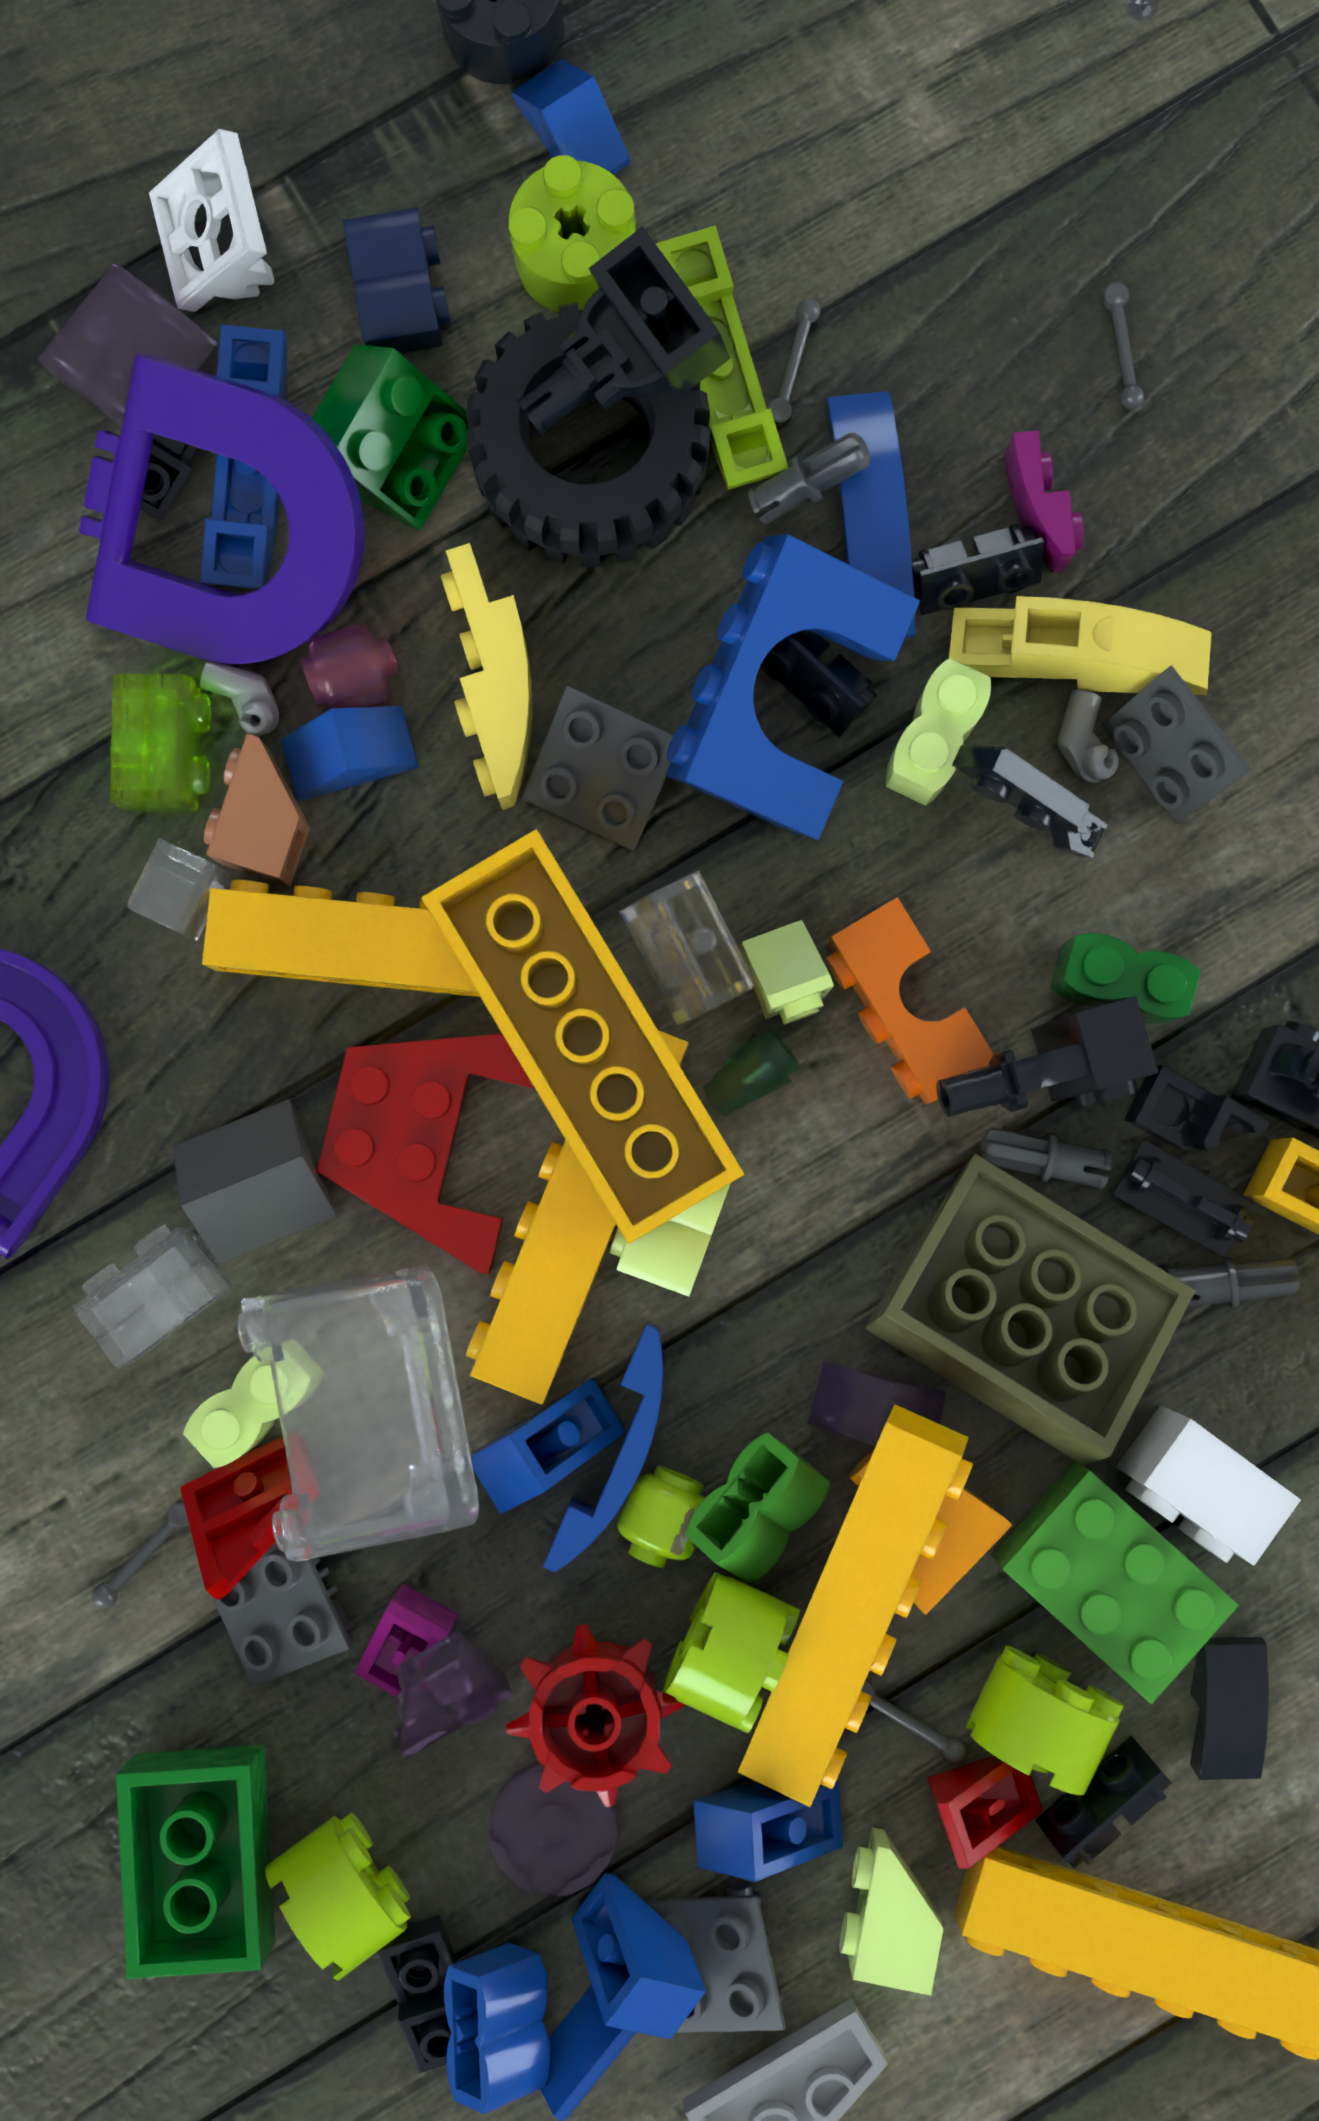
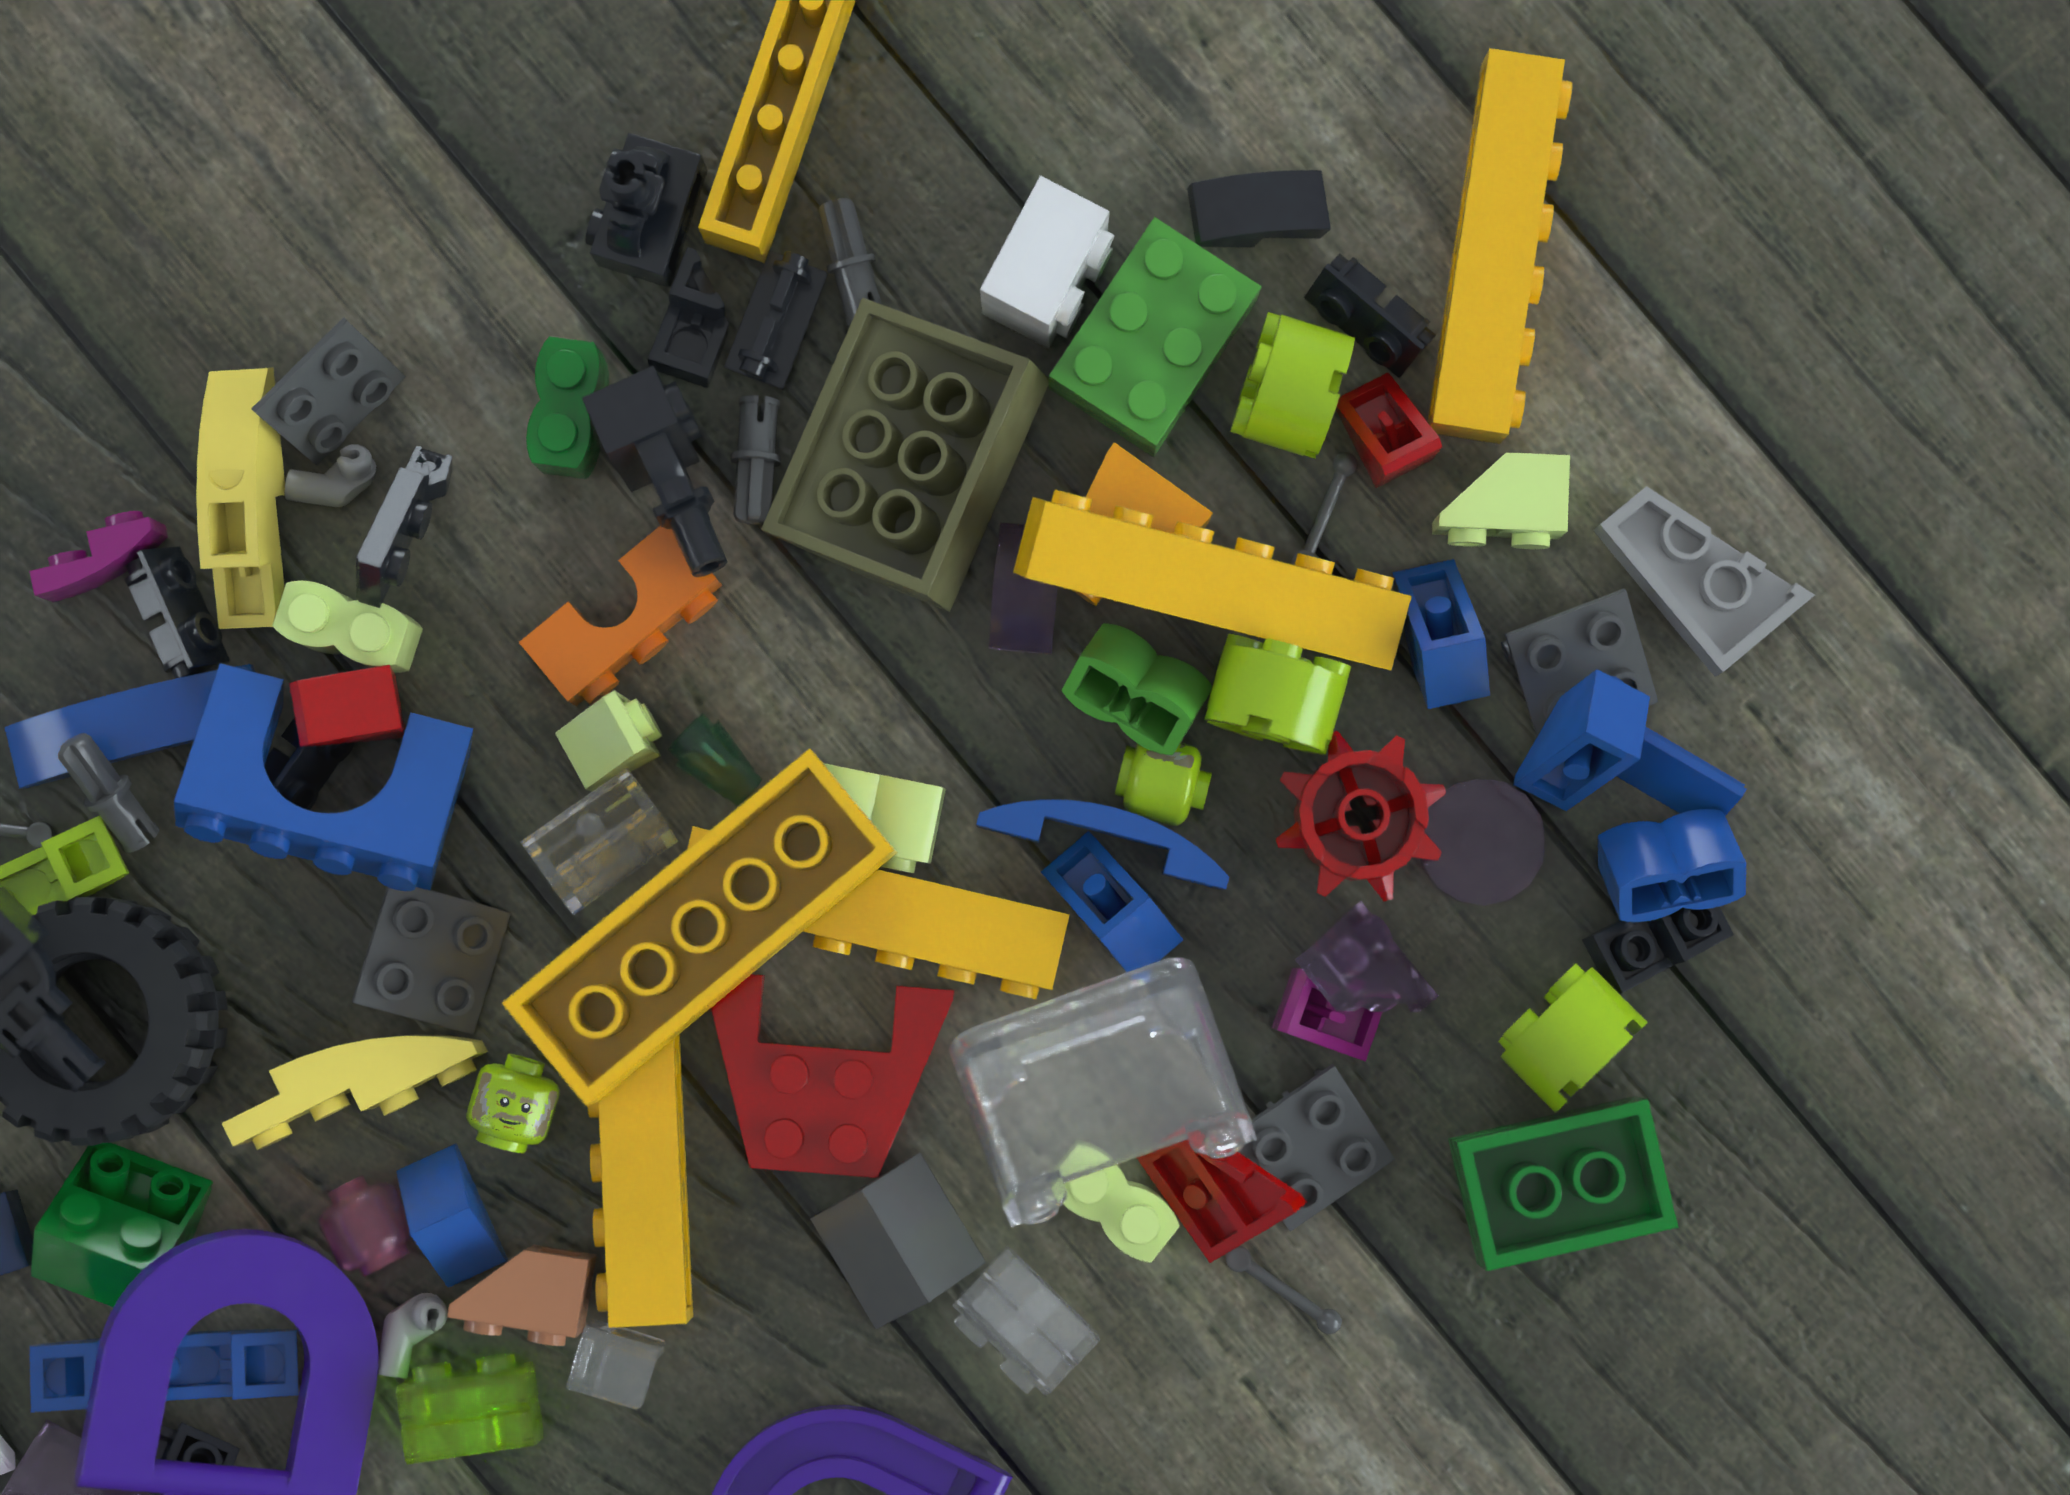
camera: 100 degrees left, 0 degrees up
(444, 826) = (512, 1104): none -> lime head
(857, 720) = (348, 707): none -> red slope

